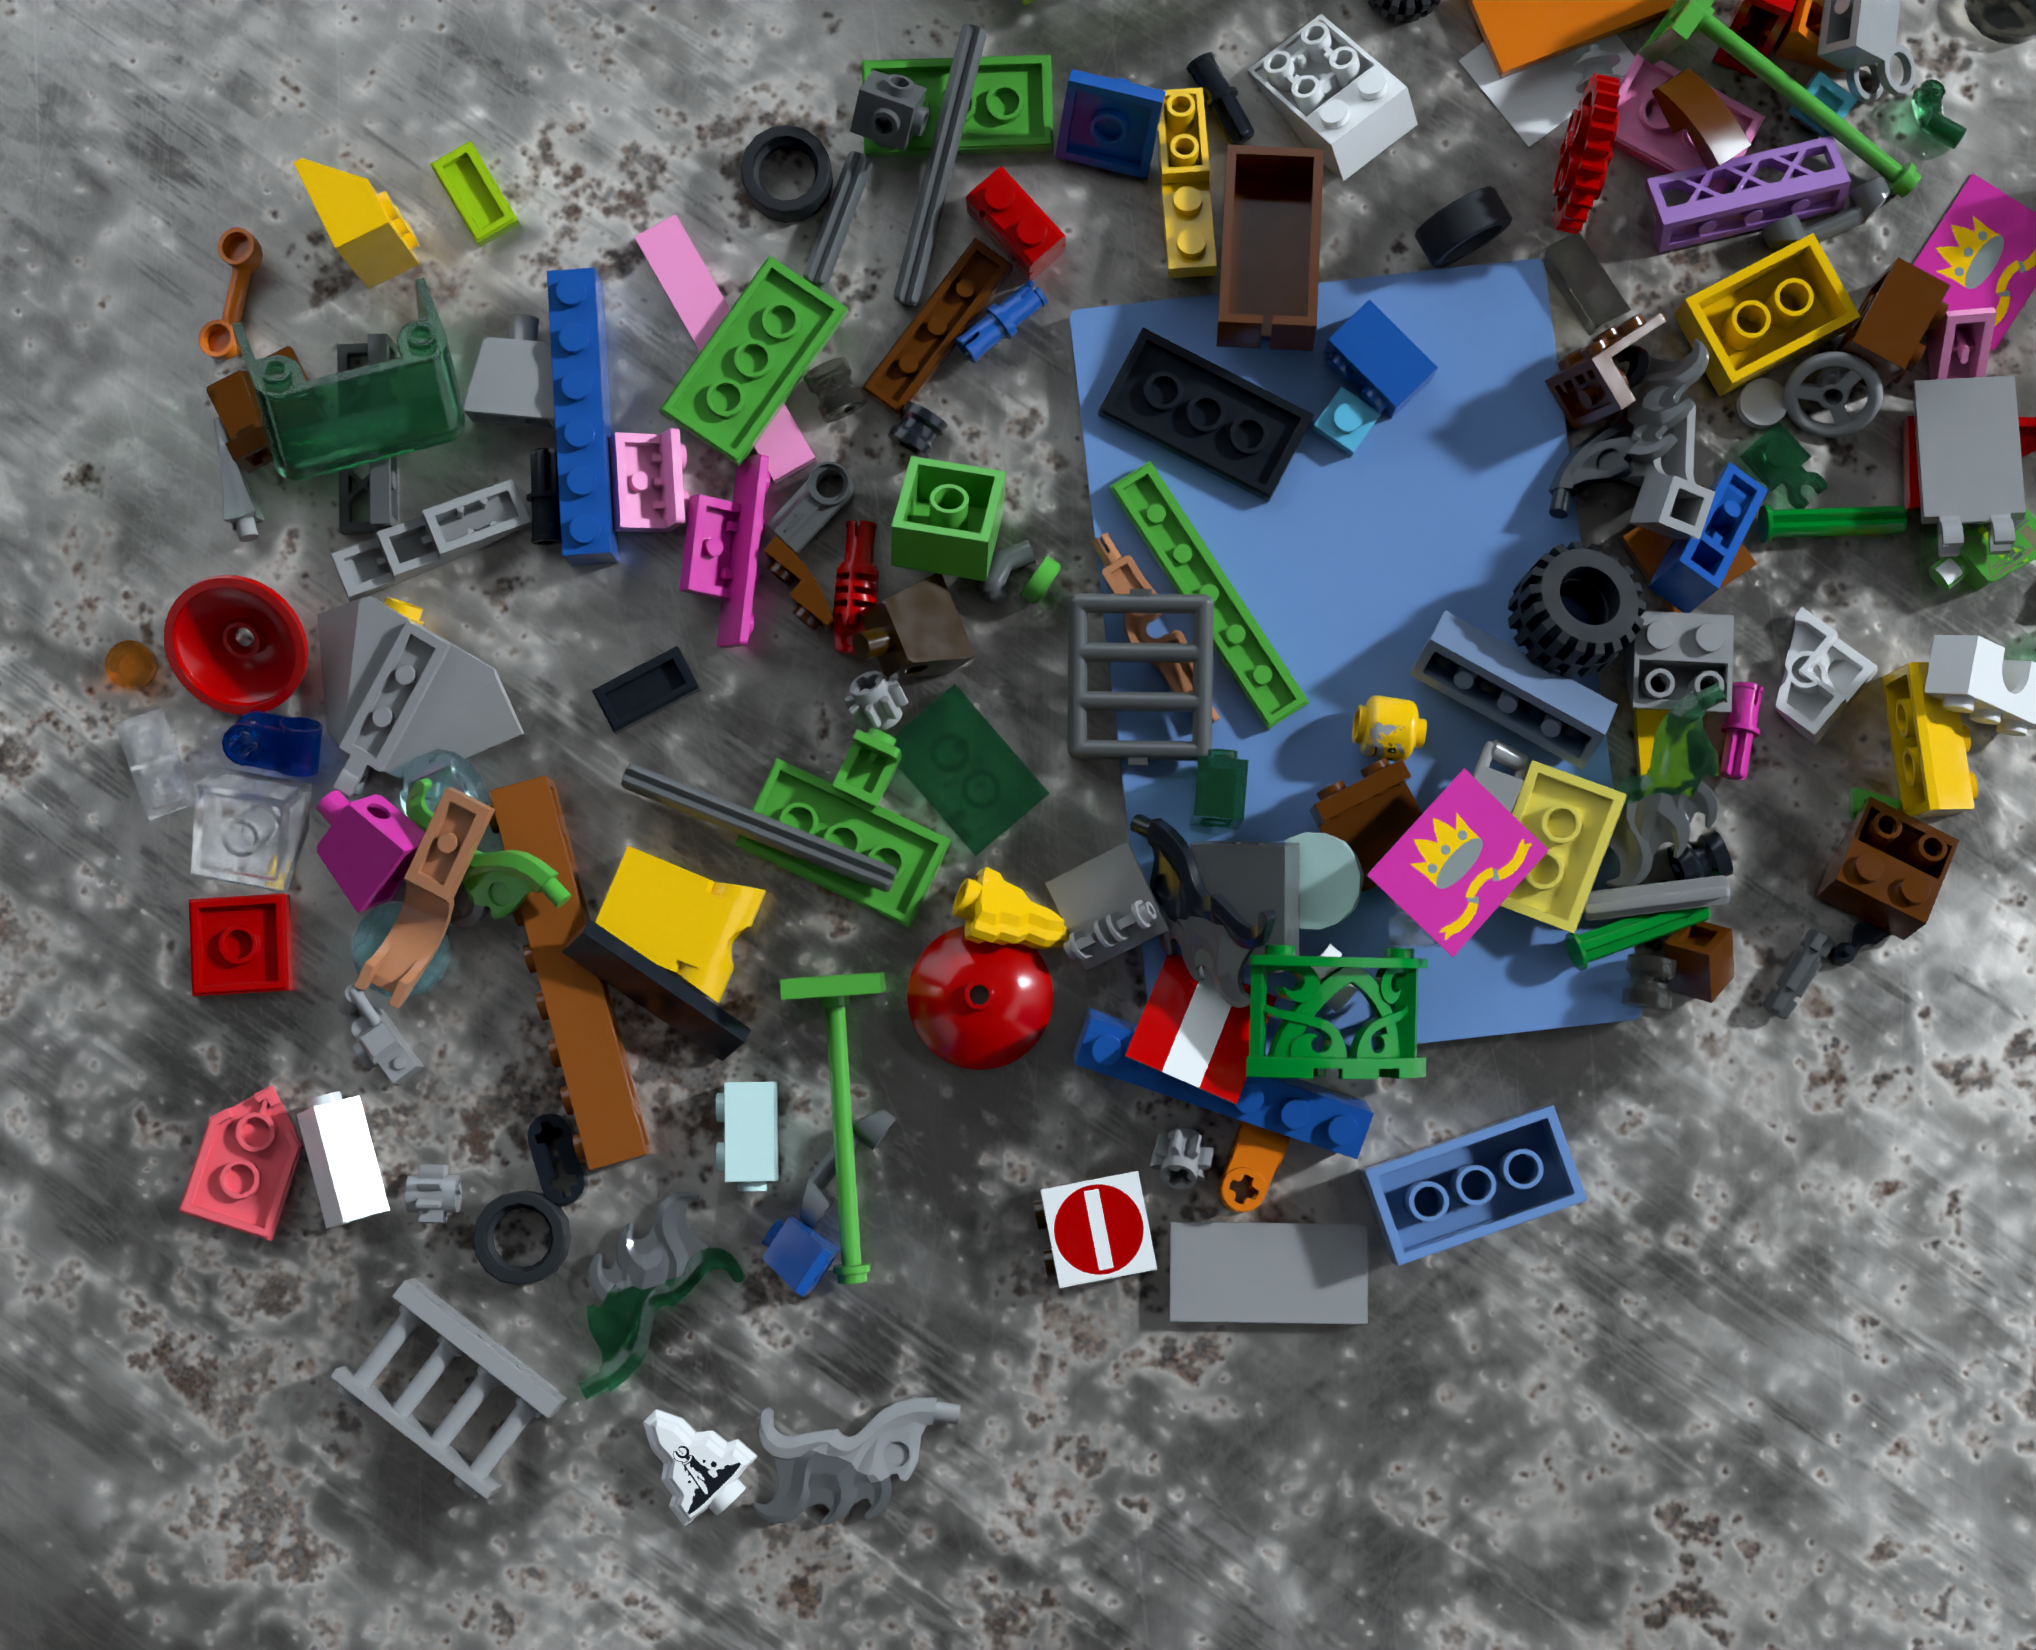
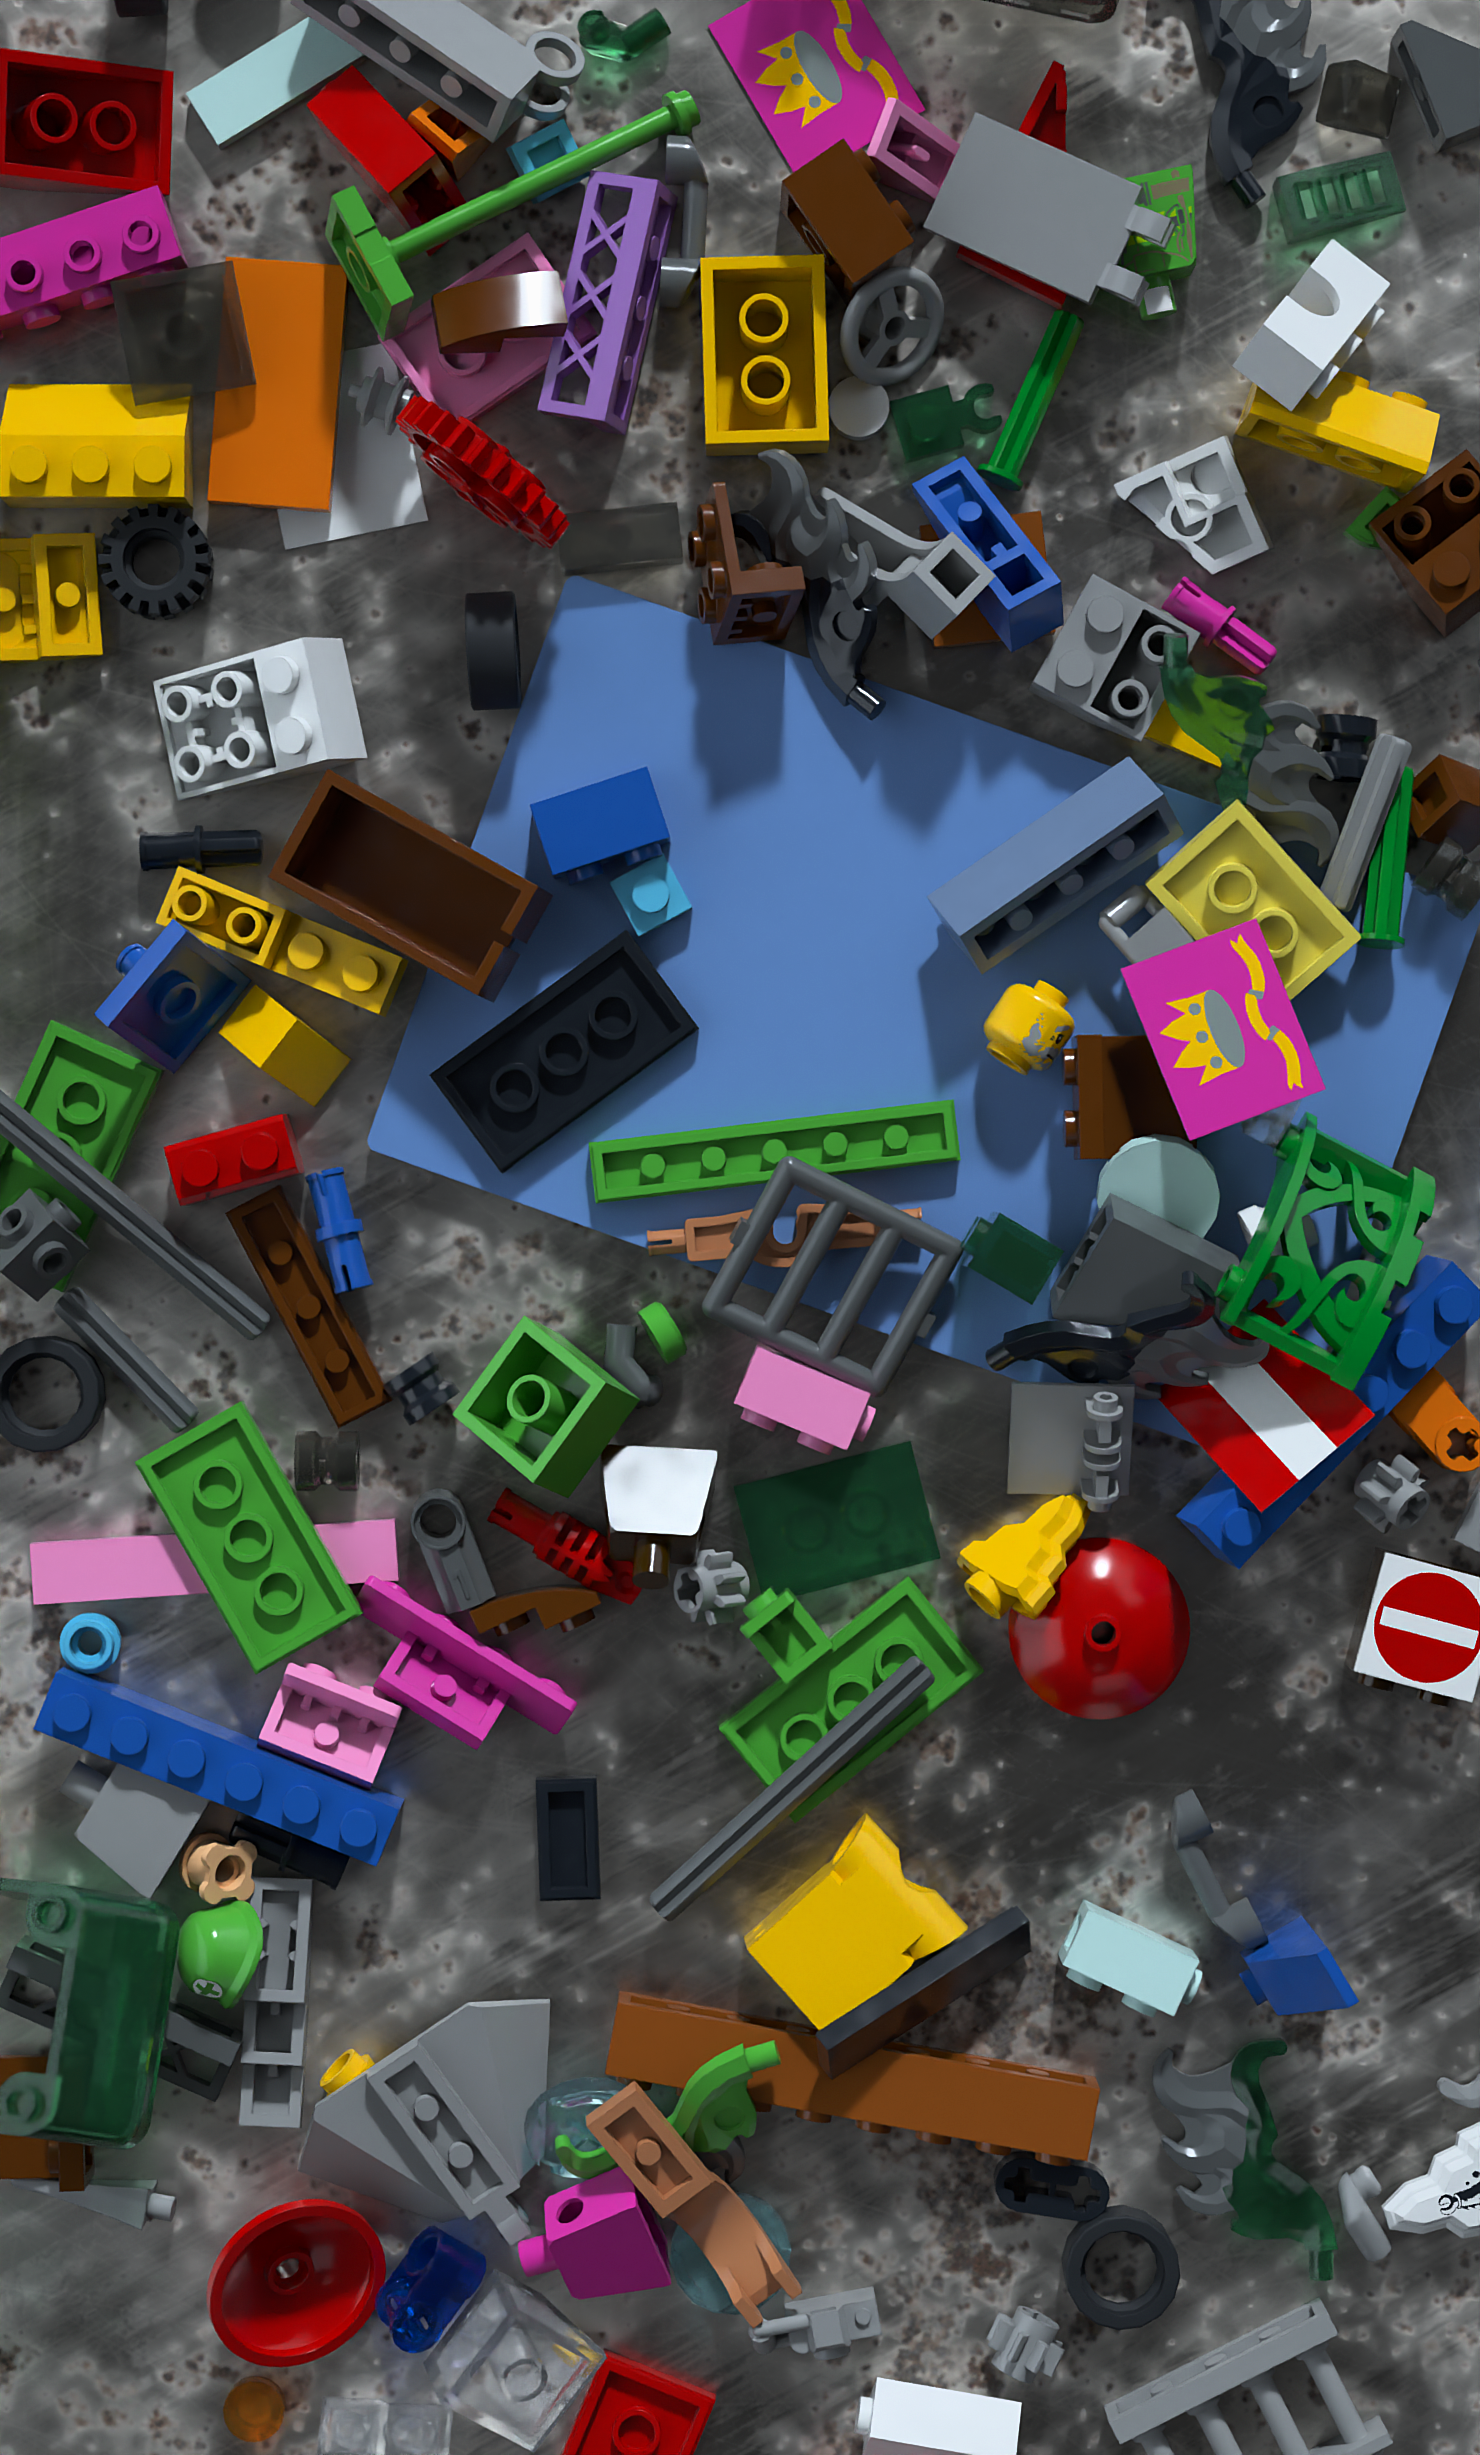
camera: 65 degrees left, 5 degrees up
(449, 475) = (220, 1951): none -> bright green helmet
(510, 459) = (217, 1868): none -> light nougat brick
(616, 279) = (73, 1651): none -> medium azure plate
(641, 1394) = (1358, 2217): none -> light grey arm
(834, 995) = (1021, 1794): bright green tile -> none
(1043, 702) = (804, 1399): none -> bright pink brick
(1111, 224) = (284, 1046): none -> yellow slope
(1594, 583) = (993, 706): black tyre -> none

